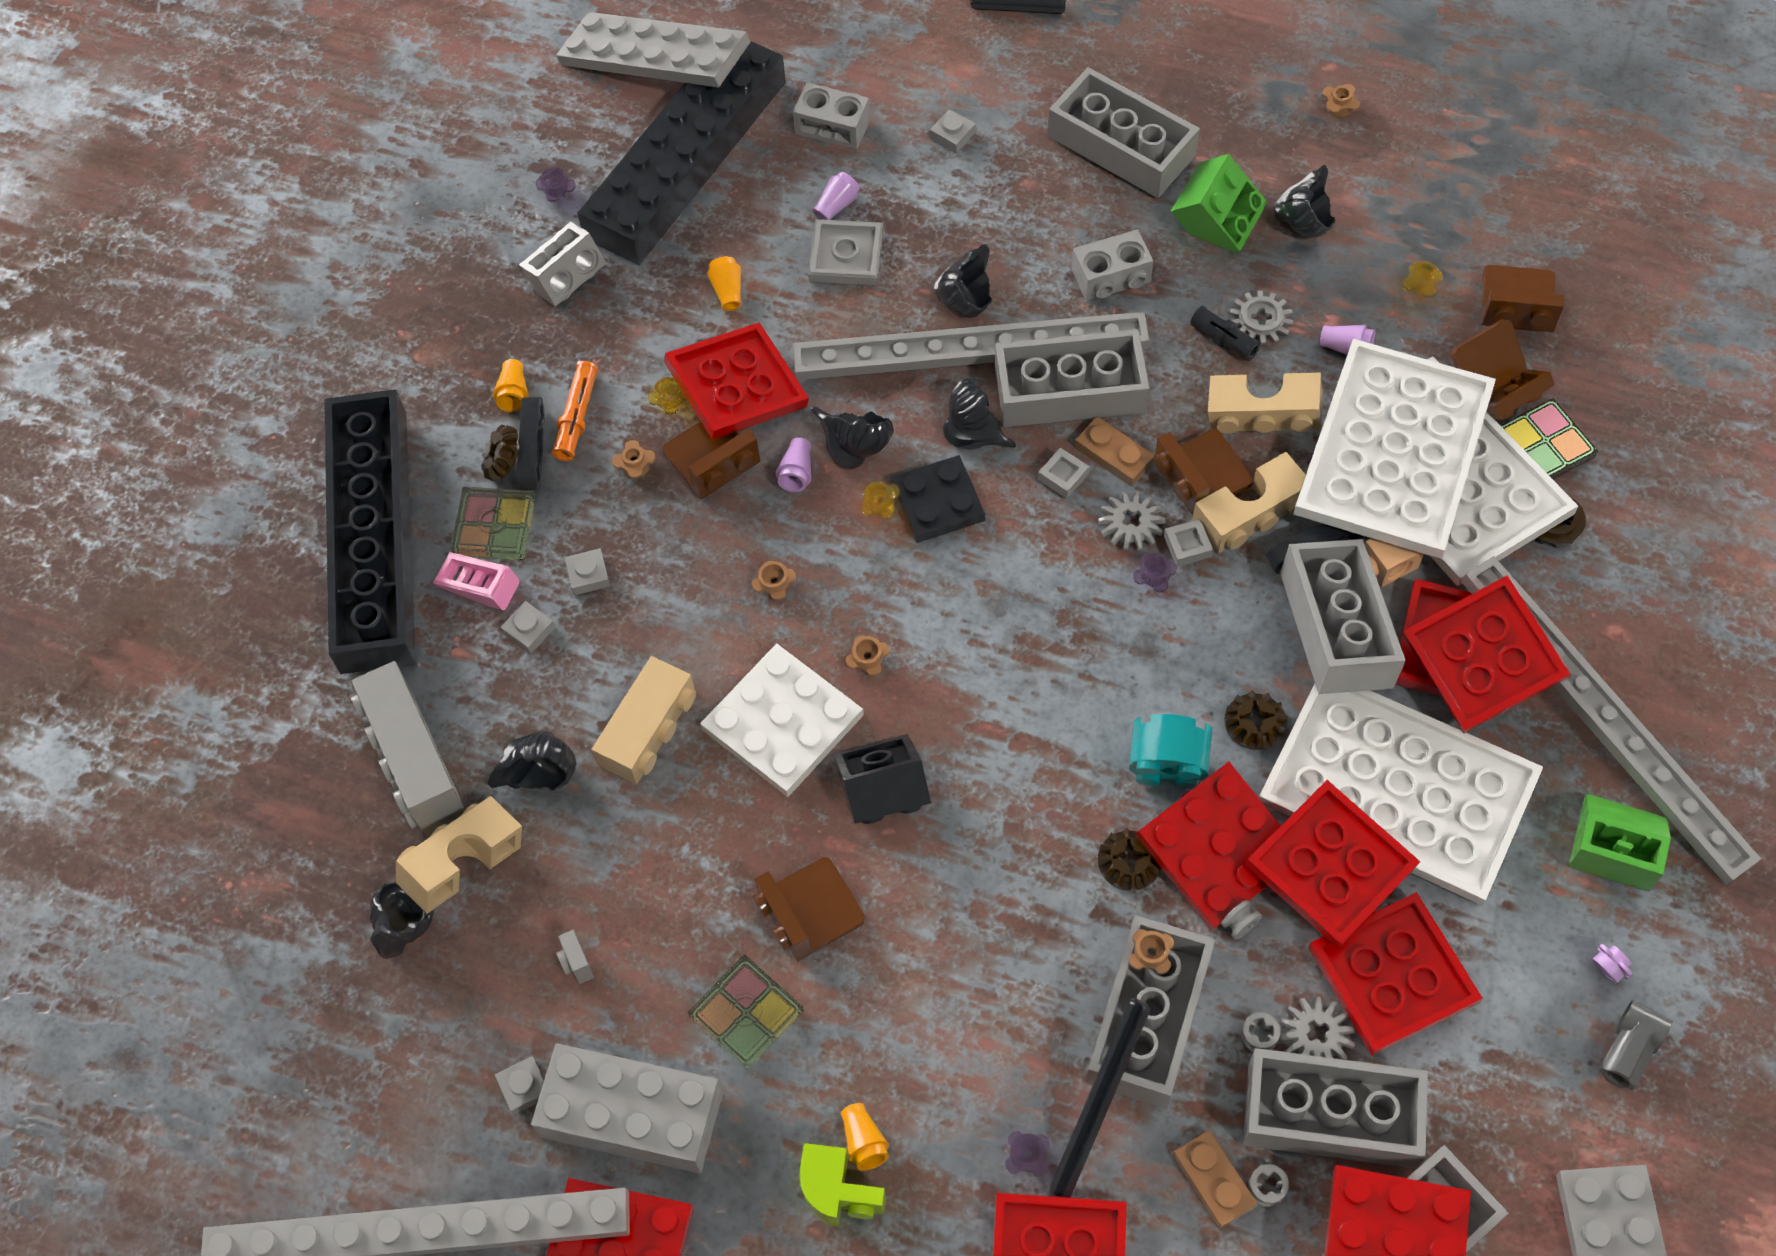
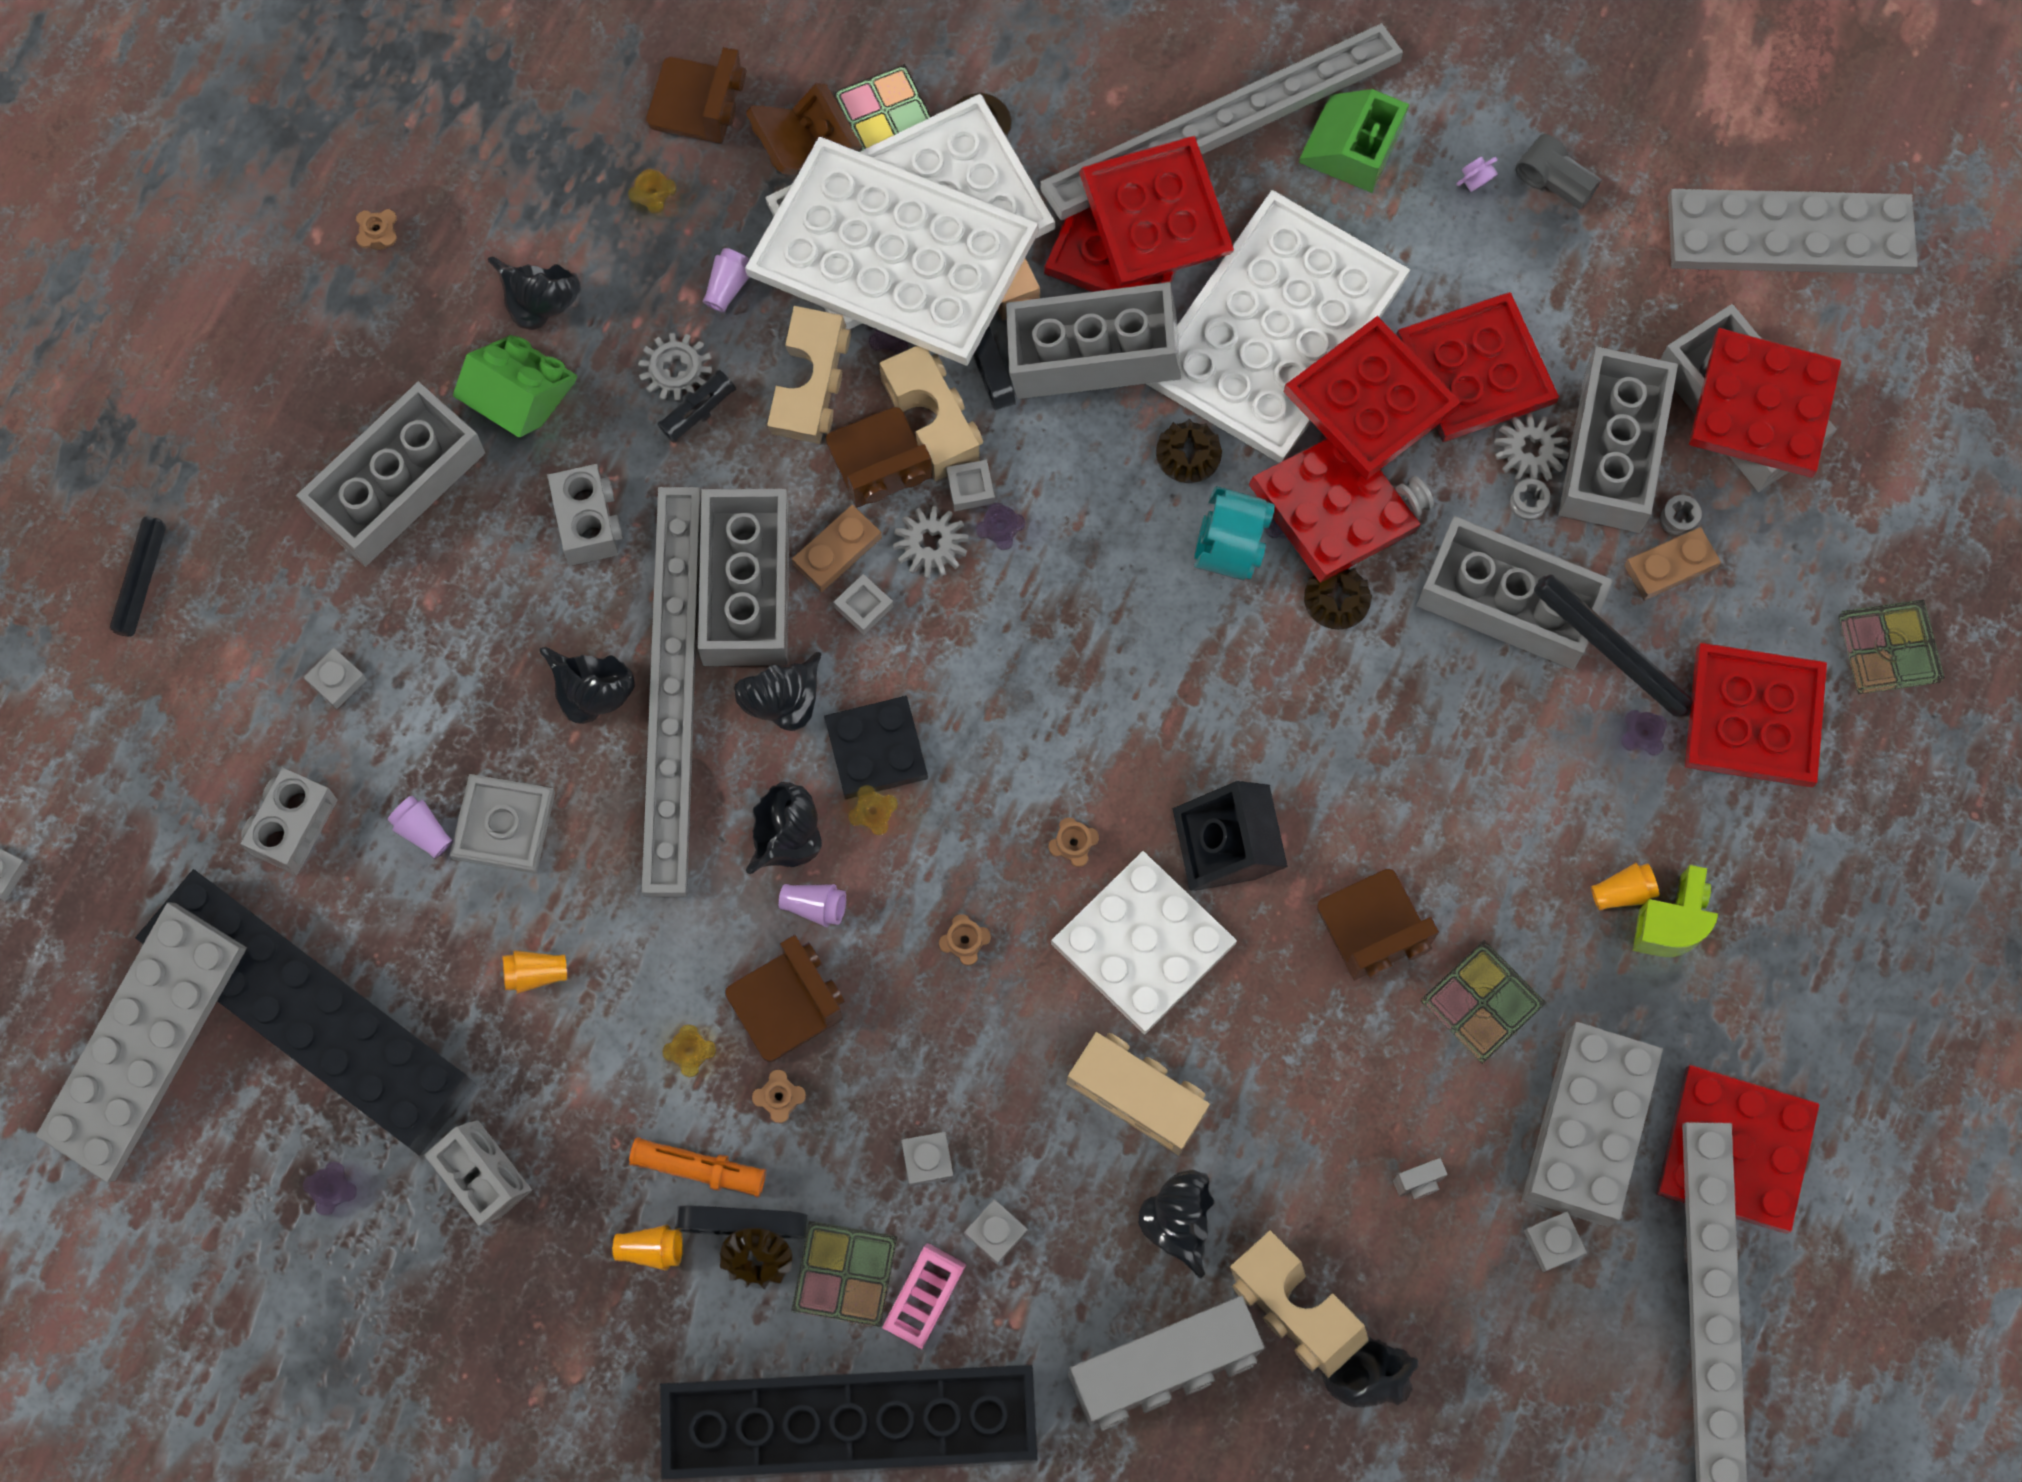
camera: 90 degrees left, 10 degrees up
(736, 380) = (687, 964): red plate -> none
(1151, 939) = (1472, 563): medium nougat plate -> none

